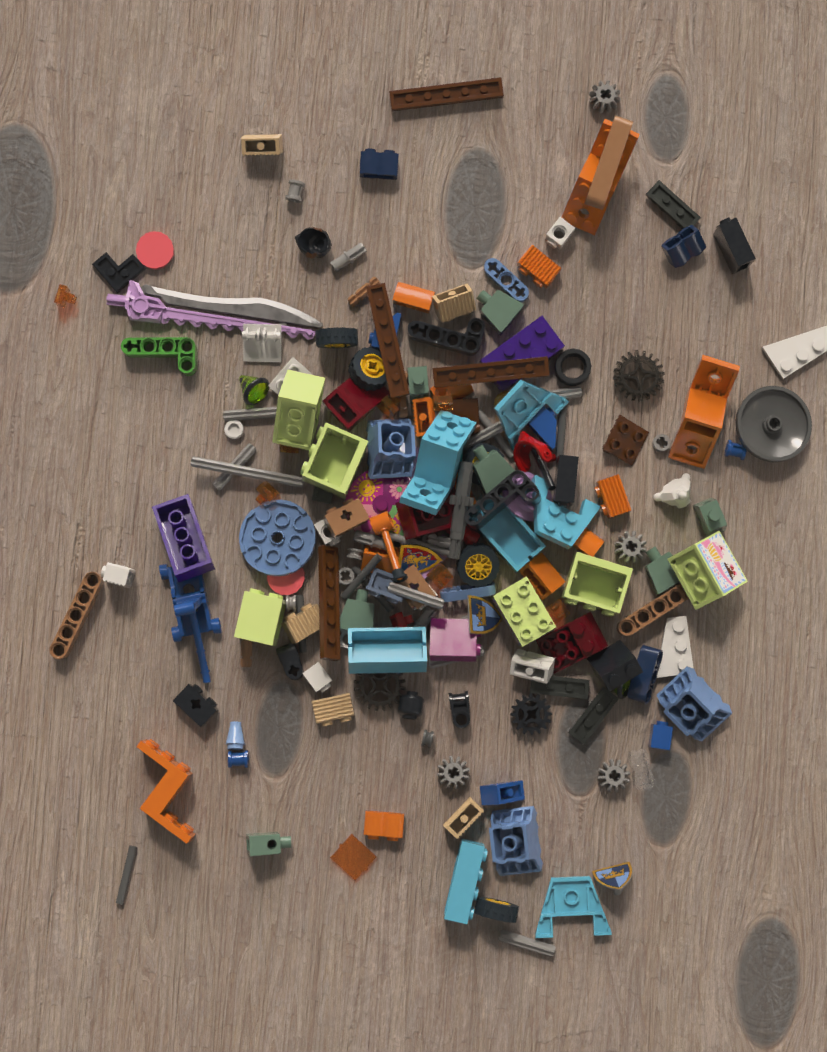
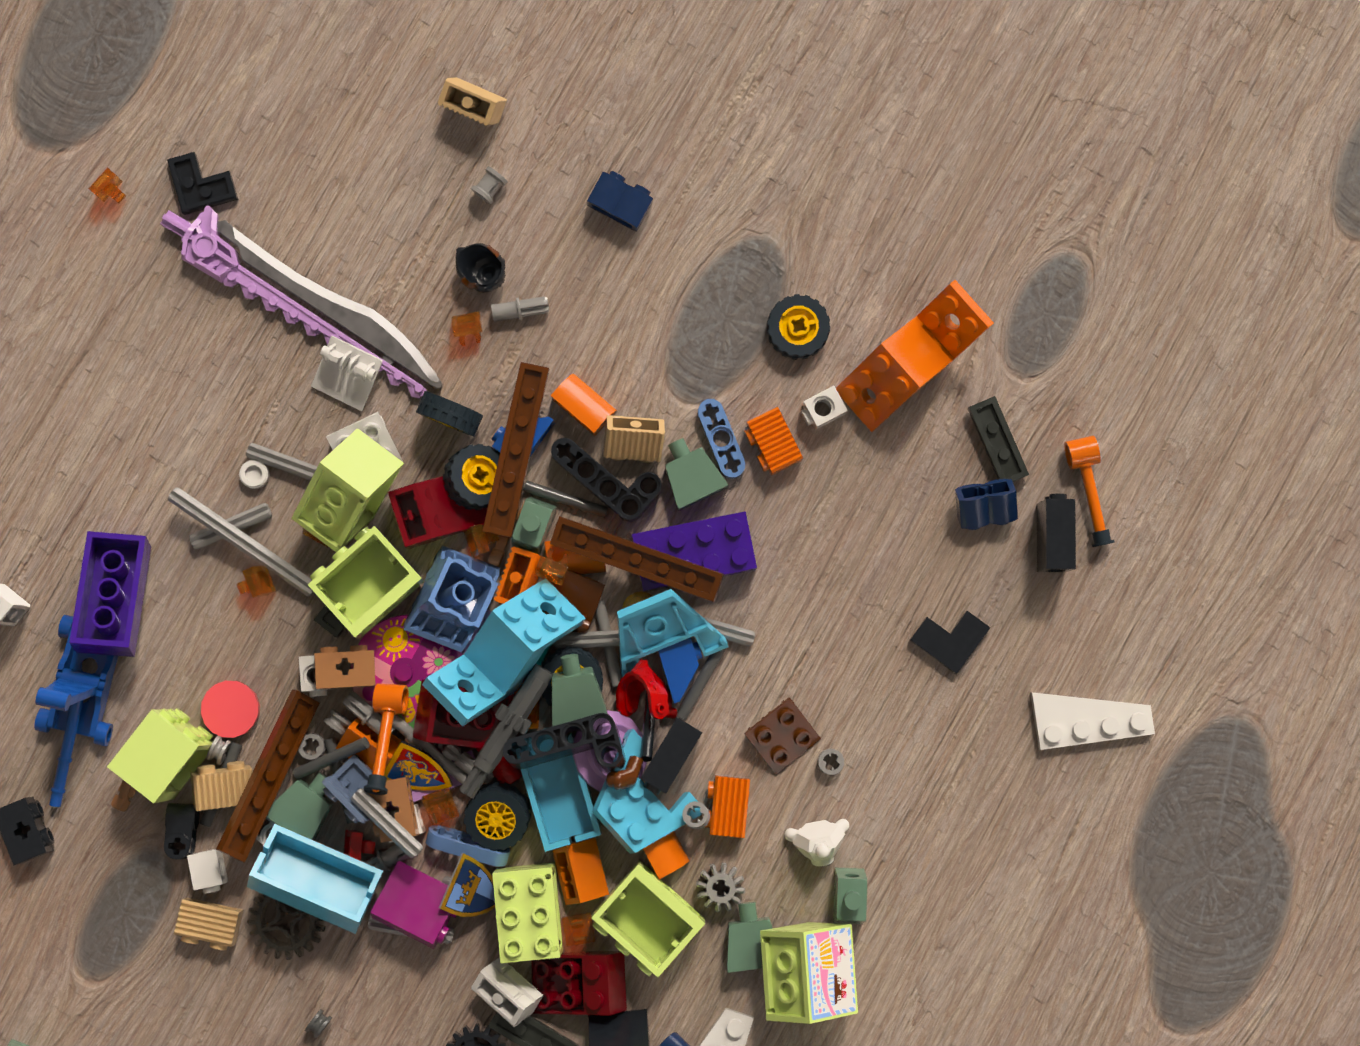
camera: 20 degrees right, 0 degrees up
(155, 250) = (261, 179): coral tile -> none
(158, 351) = (202, 320): bright green beam -> none
(235, 736) = (57, 899): light blue cone -> none
(238, 759) = (46, 931): blue bush -> none
(253, 389) = (305, 431): hat -> none
(282, 557) = (247, 681): medium blue plate -> none
(321, 281) = (467, 324): none -> clear orange tile
(362, 293) = (512, 366): medium nougat axle -> none
(411, 705) = (316, 968): black head -> none
(430, 359) = (565, 499): none -> dark grey bar
(446, 94) = (757, 145): reddish brown plate -> none
(460, 707) = (381, 1002): black piece -> none
(521, 192) = (798, 326): none -> black wheel
(545, 504) = (625, 778): none -> reddish brown arm
(576, 353) = (778, 597): black tyre -> none
(592, 513) = (703, 810): none -> light grey bush
(602, 90) = (977, 238): light grey gear -> none
(608, 162) = (930, 344): medium nougat beam -> none
(647, 374) = (865, 663): clear smoke gear -> none
(649, 610) = (705, 985): medium nougat beam -> none
(702, 342) = (954, 647): none -> black tile
(703, 411) = (906, 747): orange bracket -> none
(727, 191) = (1082, 454): none -> orange piece
(735, 449) = (928, 819): blue bush -> none
(773, 424) = (996, 808): dark grey dish -> none

